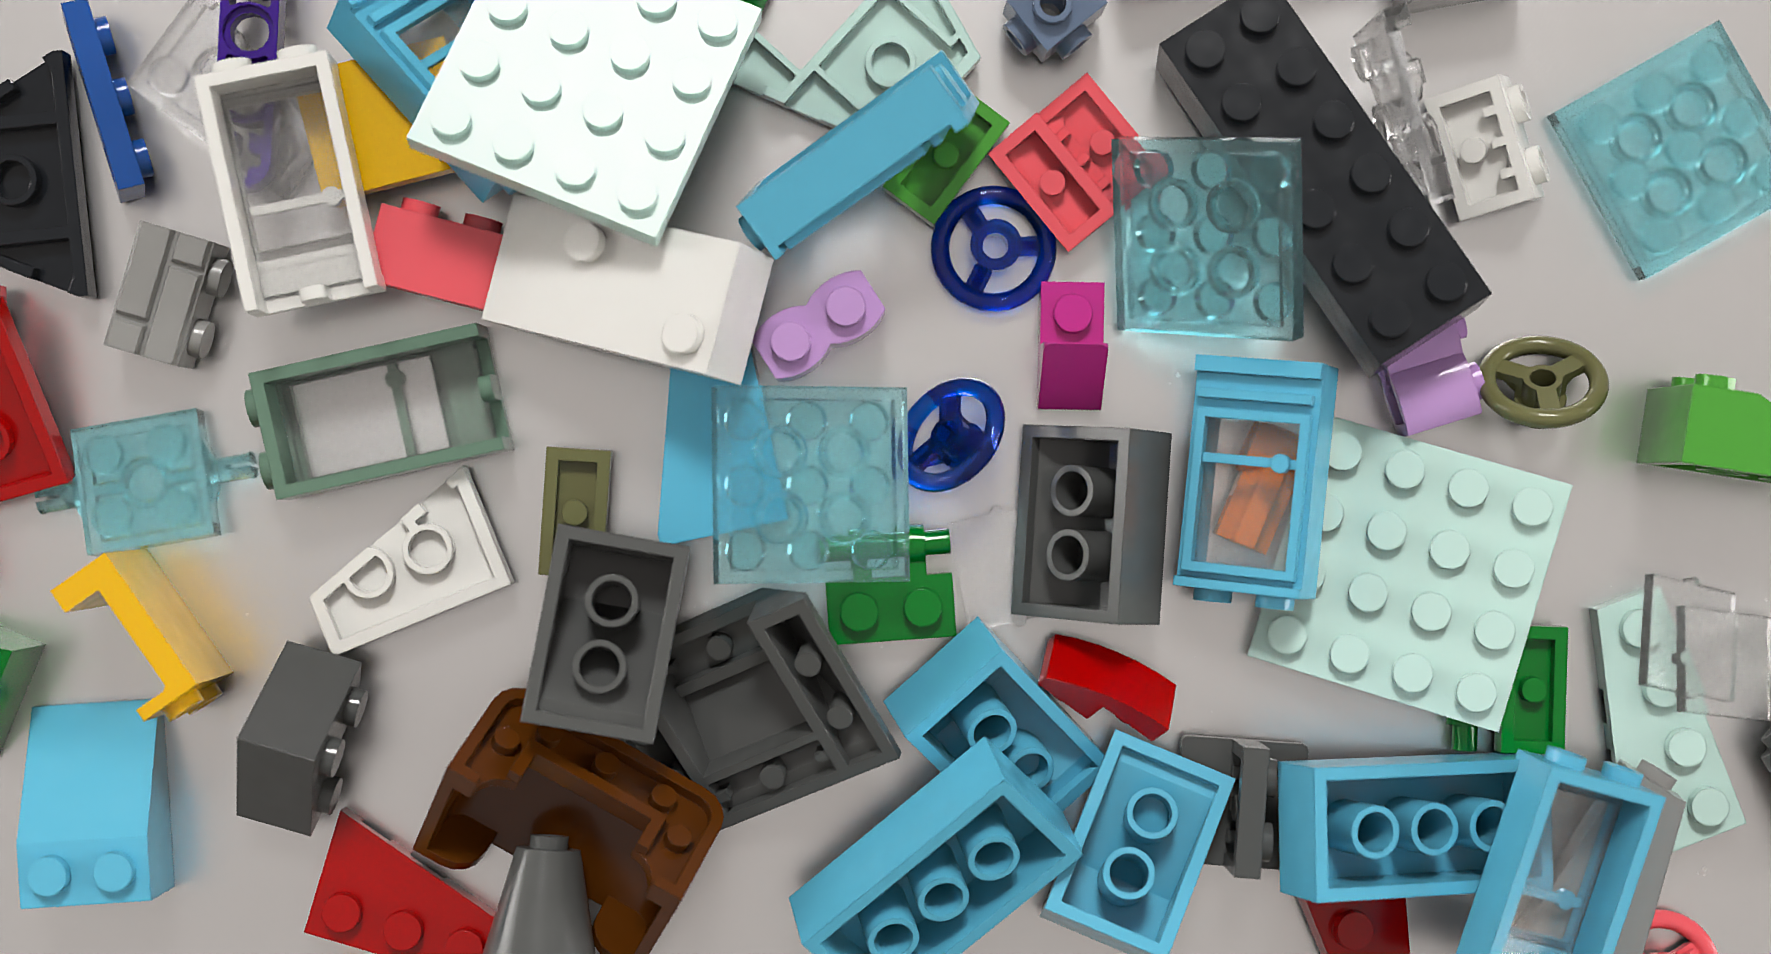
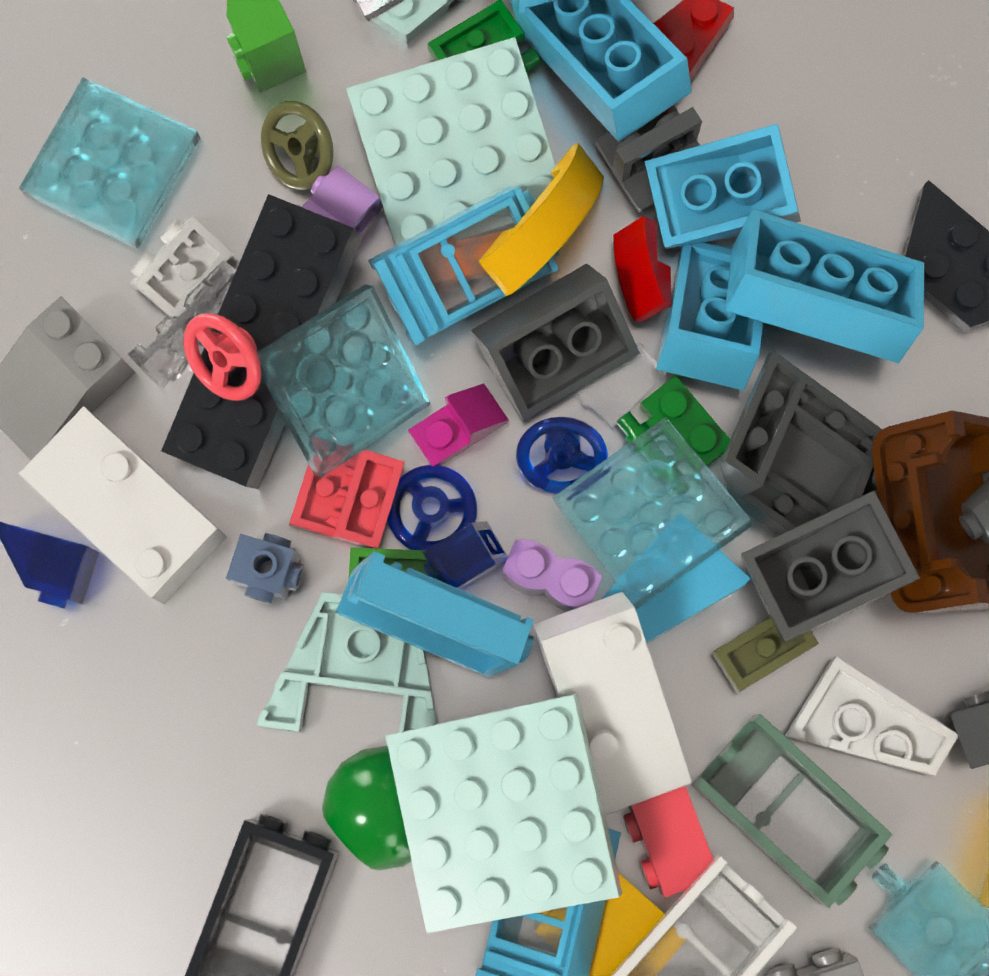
camera: 120 degrees left, 10 degrees down
(905, 241) = (465, 555): none -> clear blue slope
(1235, 610) = (547, 224): none -> yellow slope
(1327, 116) = (226, 352): none -> coral piece

